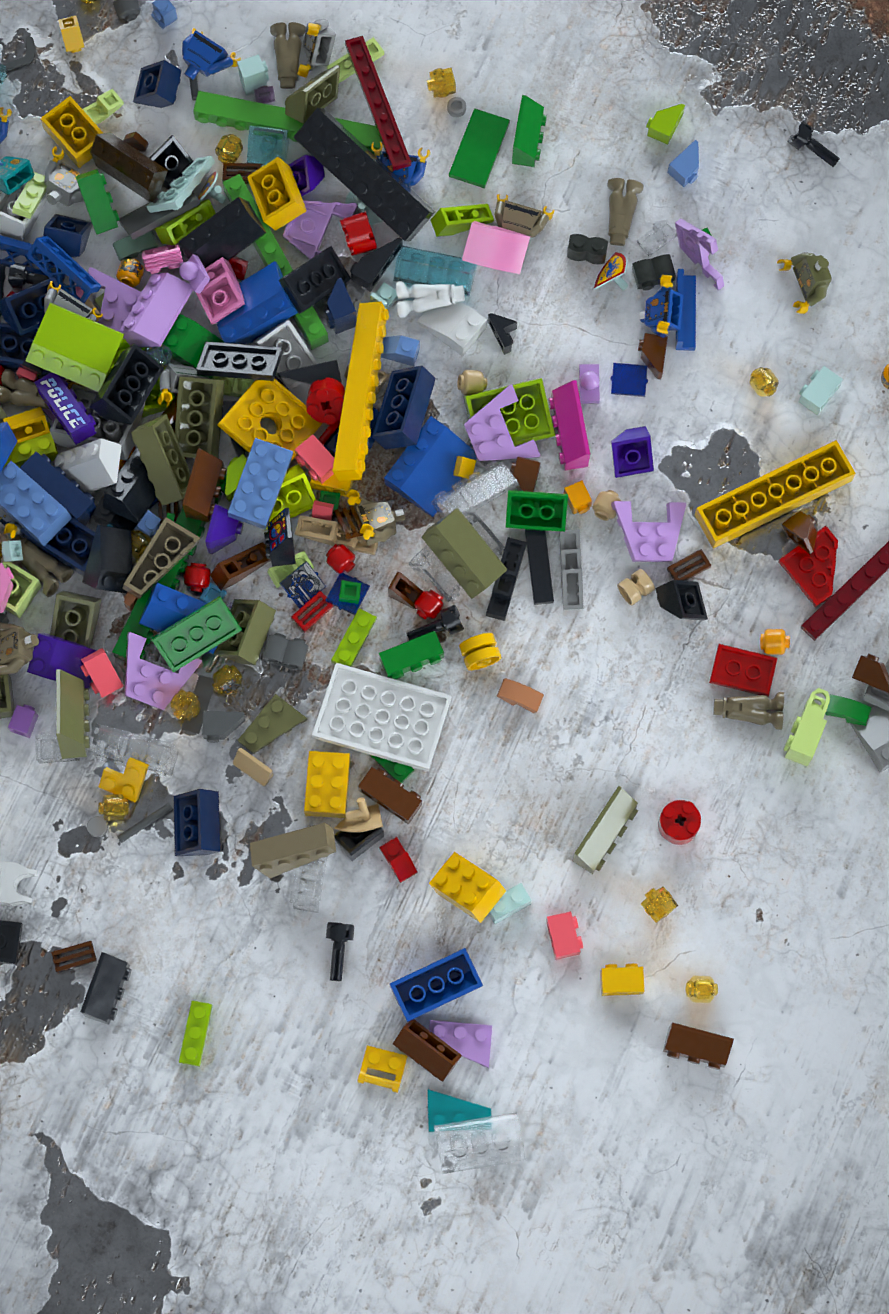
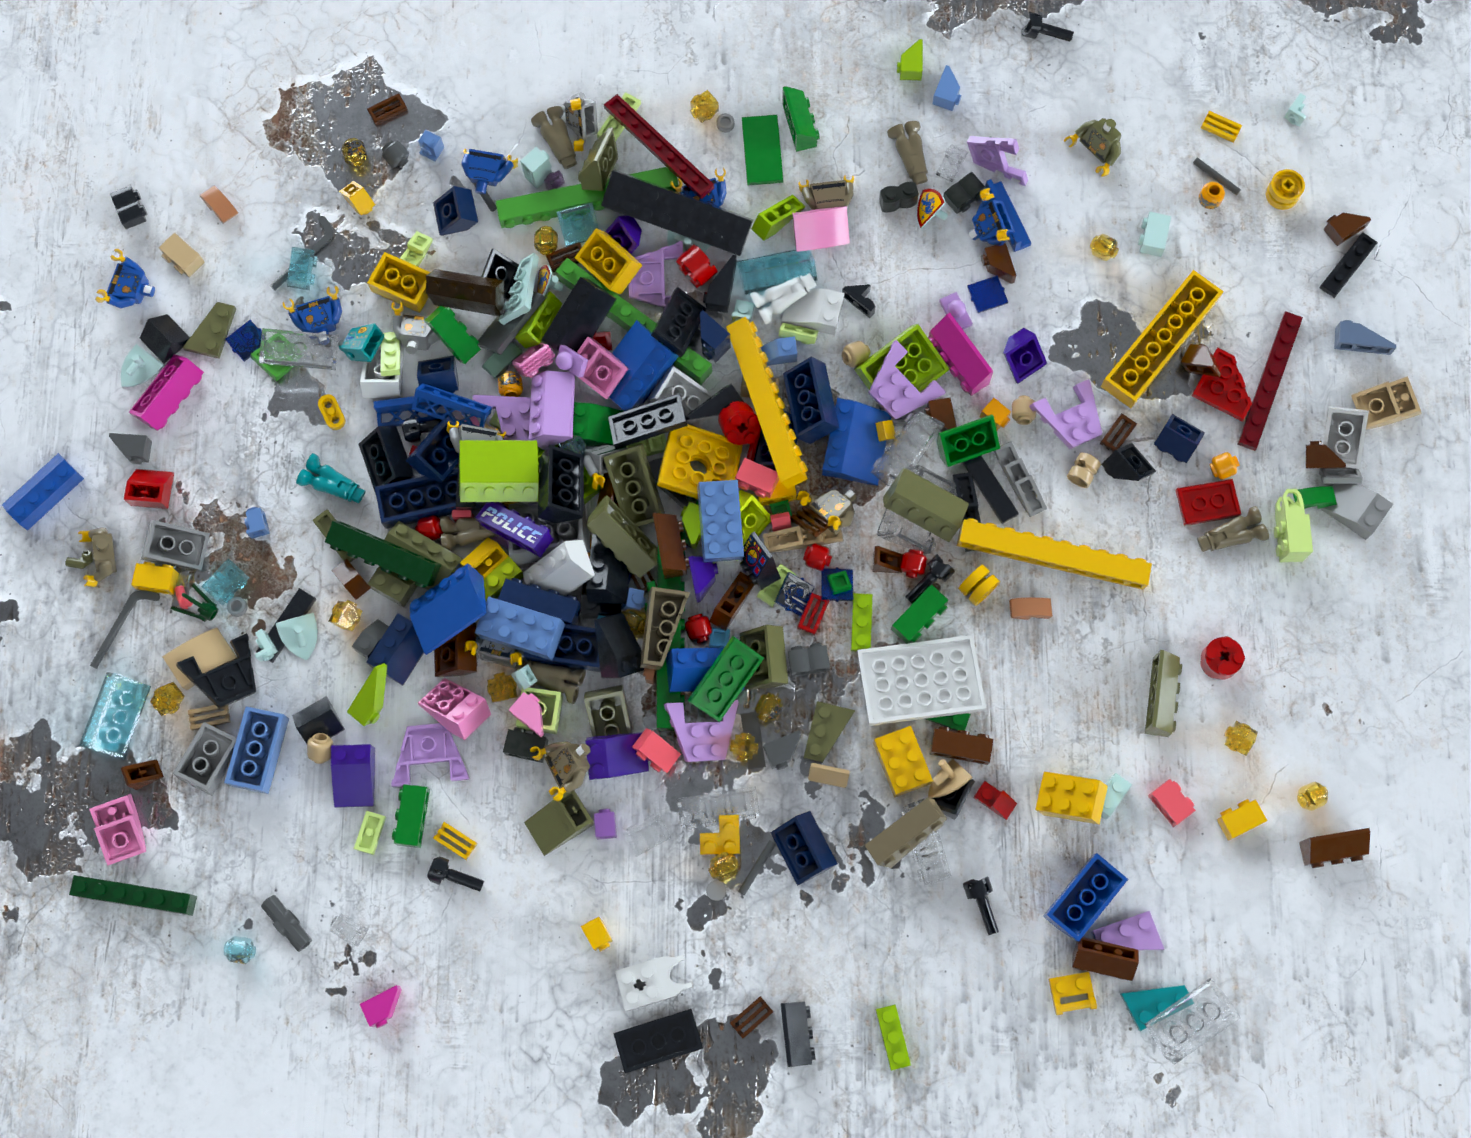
camera: 20 degrees left, 0 degrees up
(71, 715) = (650, 801): olive slope -> none
(137, 141) = (460, 267): reddish brown tile -> none
(428, 340) = (802, 334): none -> yellowish green plate
(566, 653) = (1054, 554): none -> yellow brick
(744, 596) = (1179, 439): none -> dark blue slope

